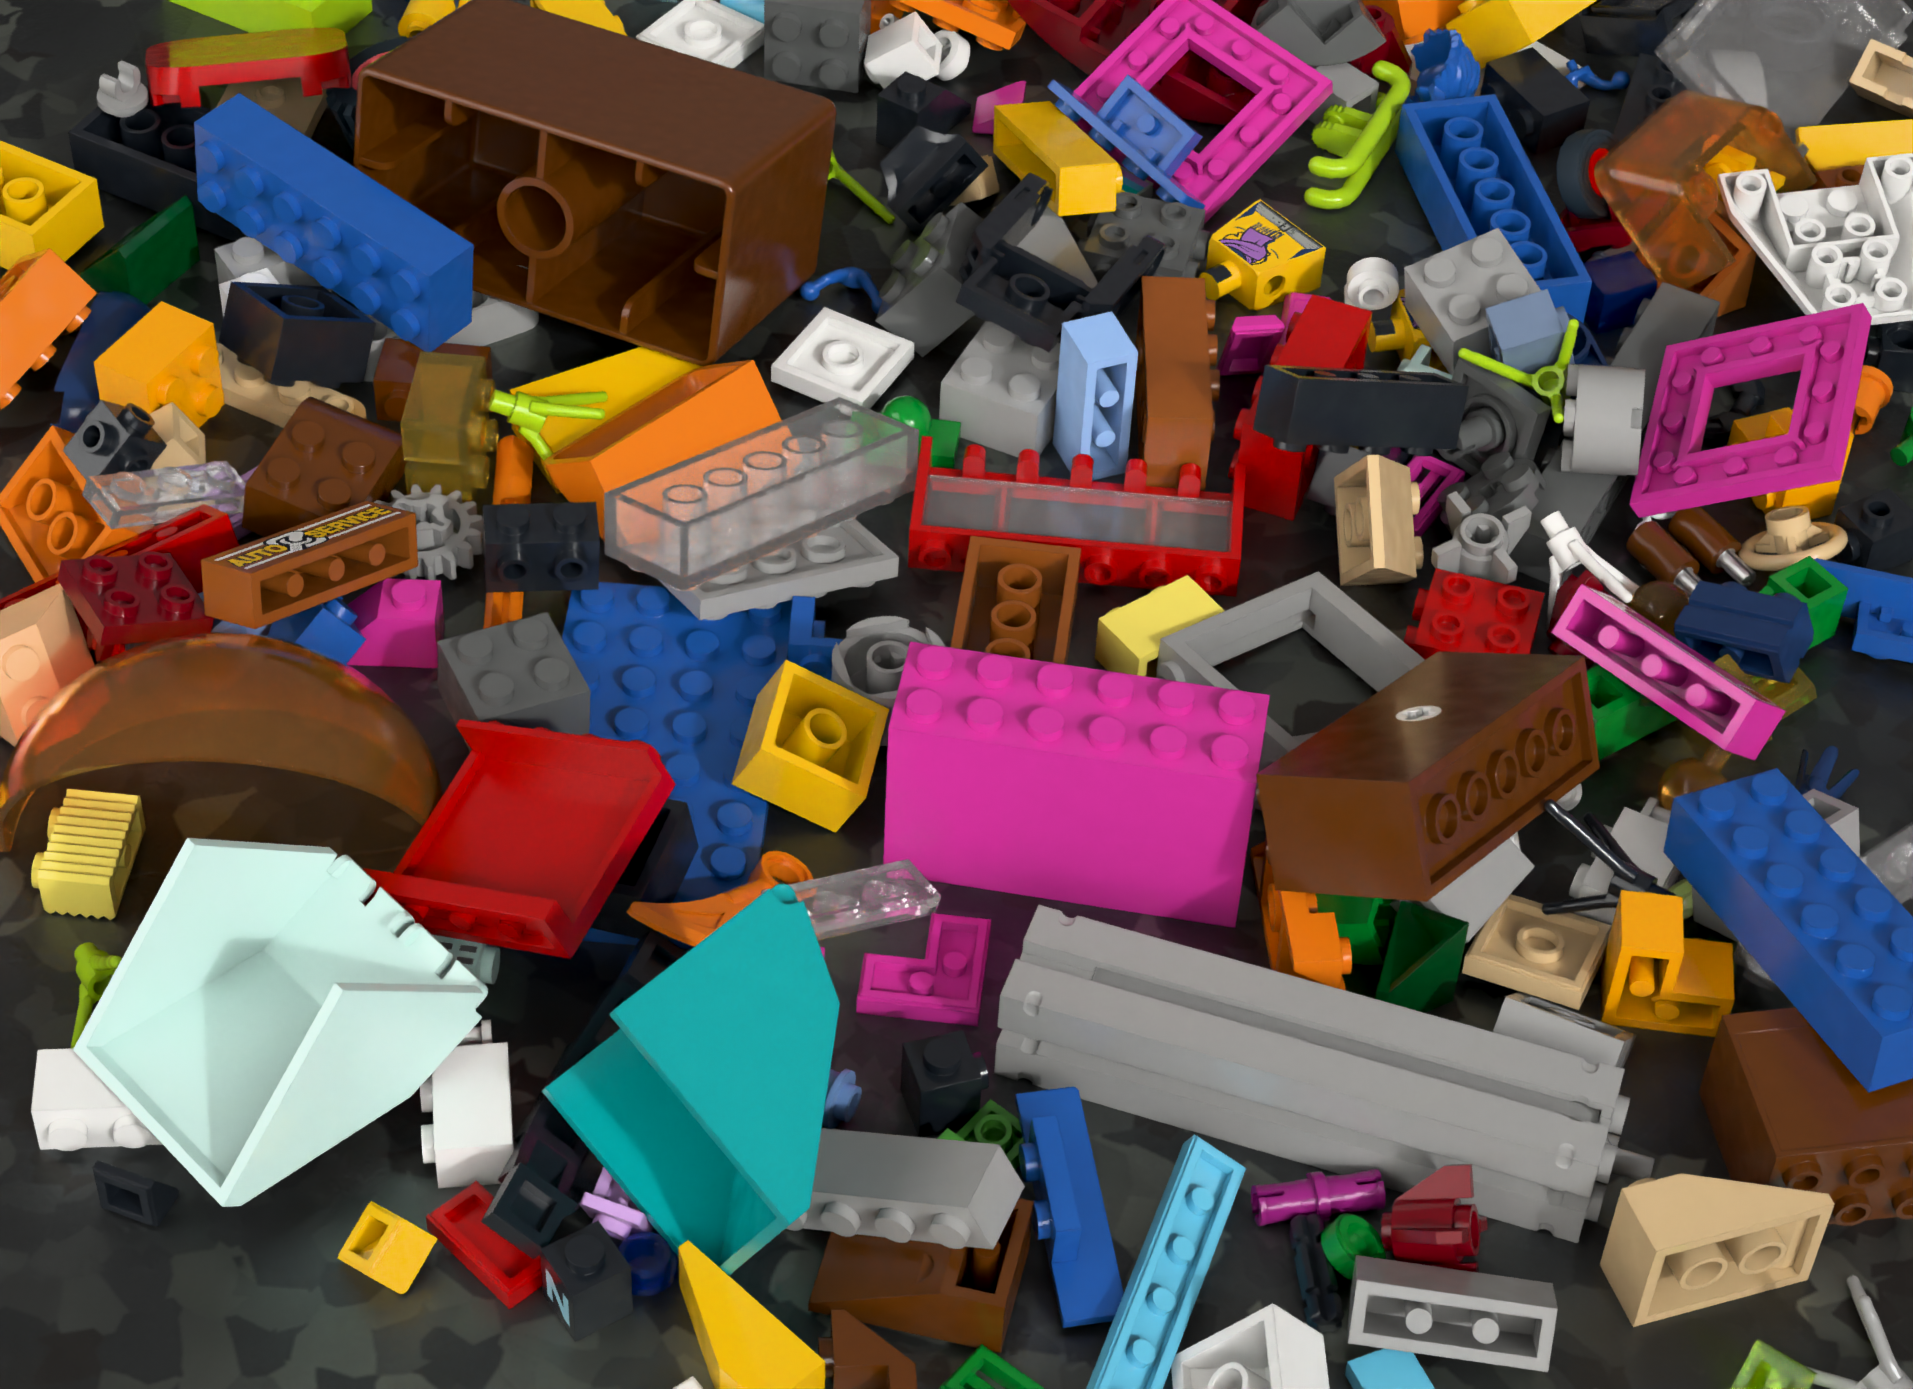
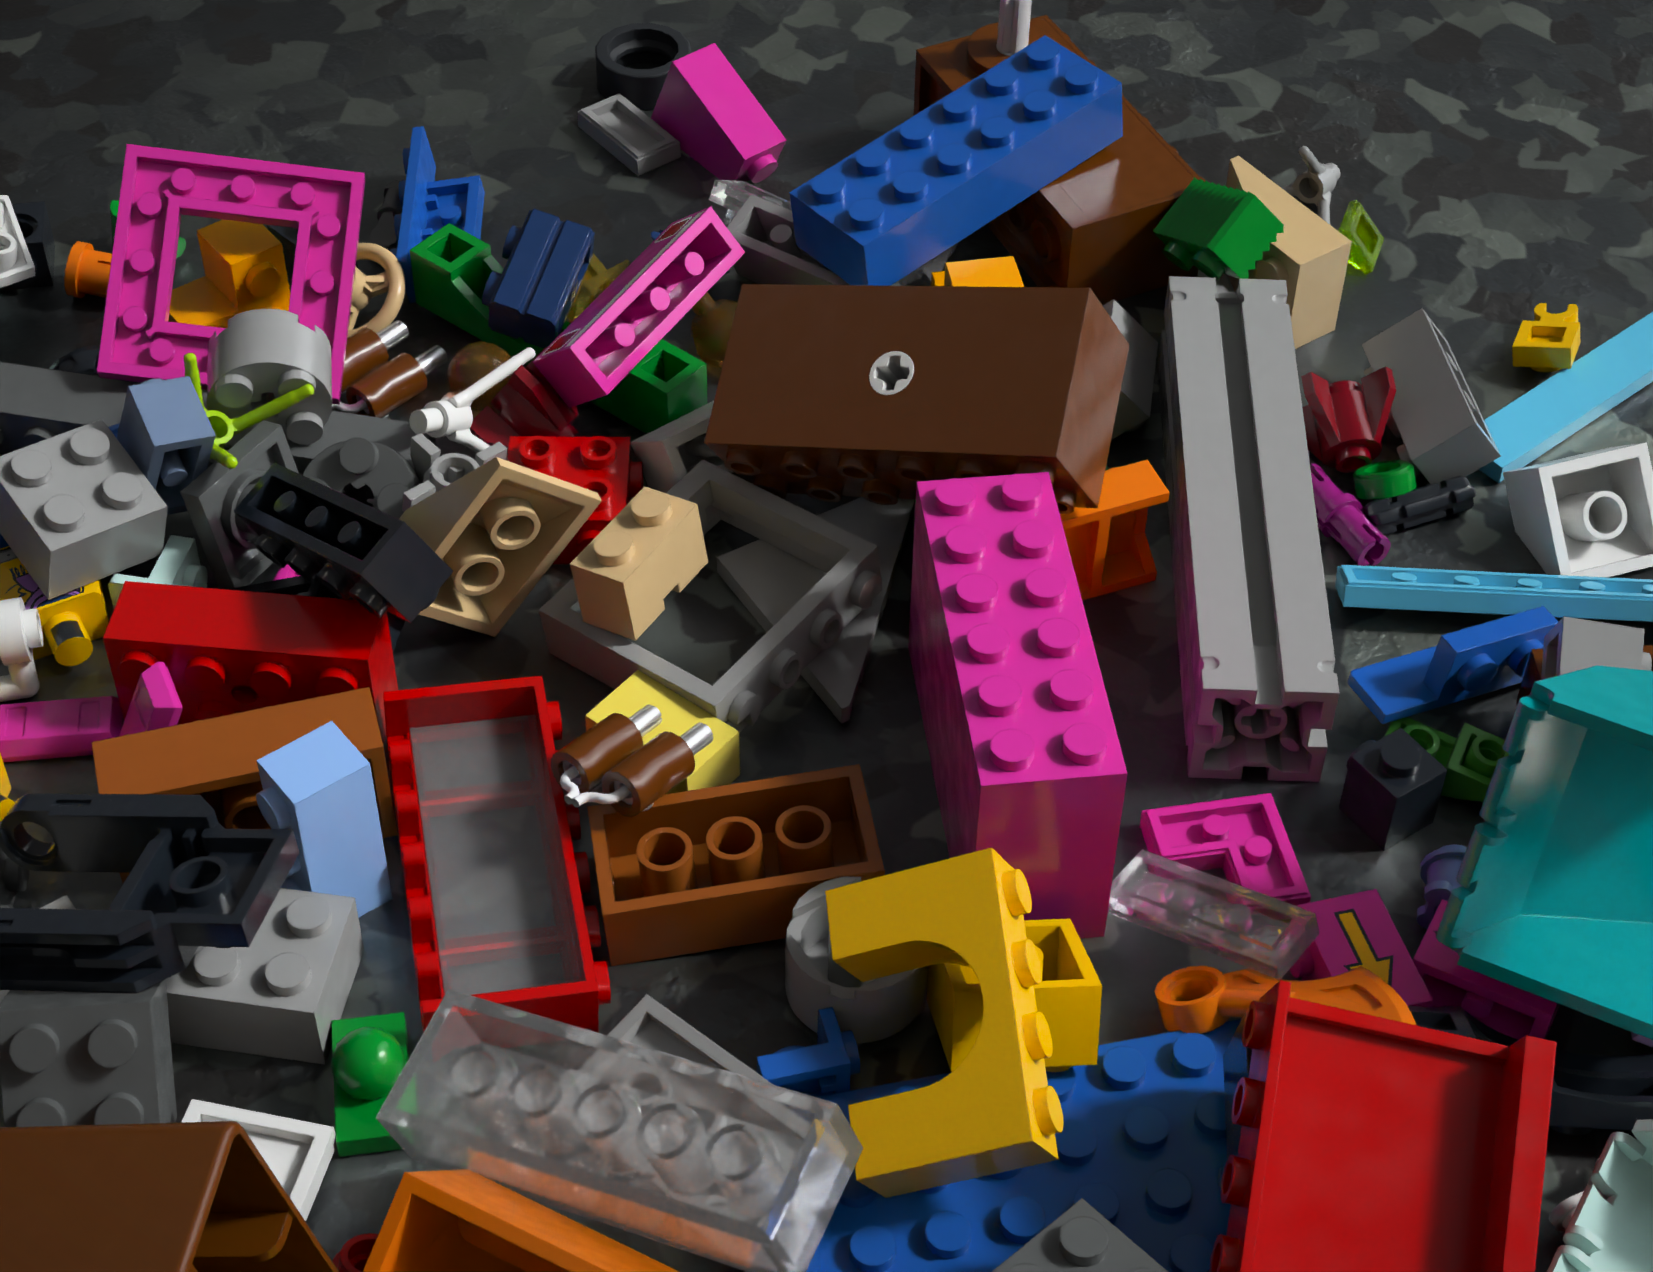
camera: 105 degrees left, 0 degrees up
(695, 653) = (997, 1103): none -> yellow arch
(1105, 562) = (627, 770): none -> reddish brown piece
(1320, 602) = (637, 562): none -> tan brick
(1697, 1136) = (1217, 230): none -> green brick

